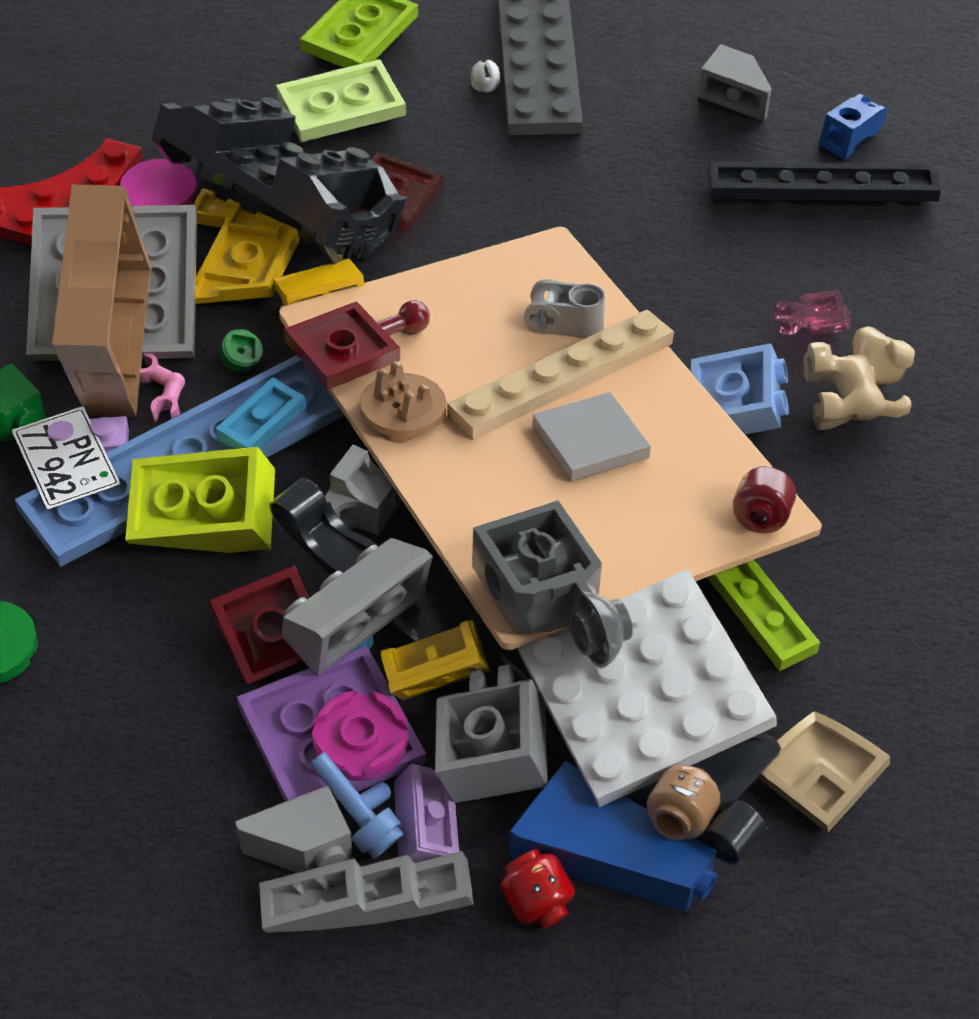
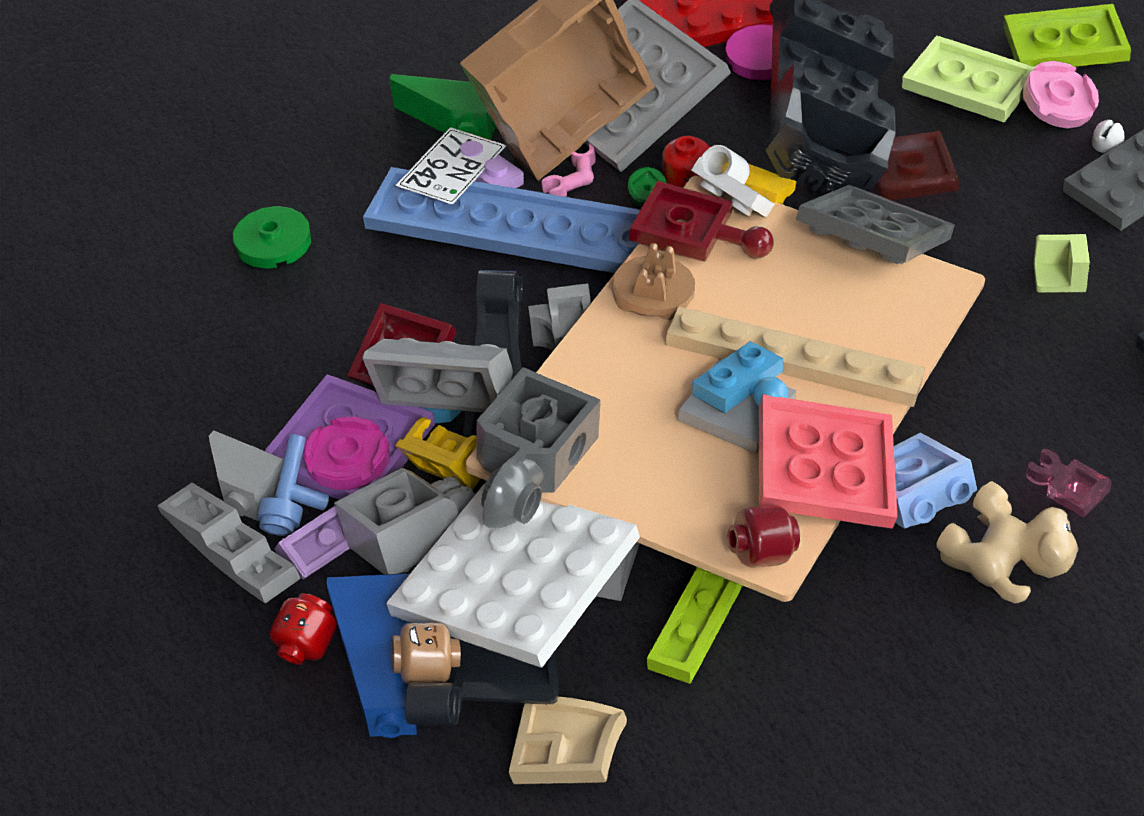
camera: 60 degrees right, 5 degrees down
(202, 501) = (470, 239): neon yellow slope -> none
(245, 253) = (738, 128): yellow wing -> none
(253, 306) = (680, 158): none -> red head
(261, 416) = (577, 229): dark azure plate -> none
(334, 291) = (730, 181): none -> white plate
(419, 68) = (1060, 94): none -> bright pink tile
(458, 243) = (874, 224): none -> dark grey plate
(569, 308) = (864, 319): light grey piece -> none
(579, 414) = (739, 375): none -> dark azure plate
(596, 179) = (1061, 263): none -> yellowish green panel
(710, 419) = (827, 461): none -> coral plate

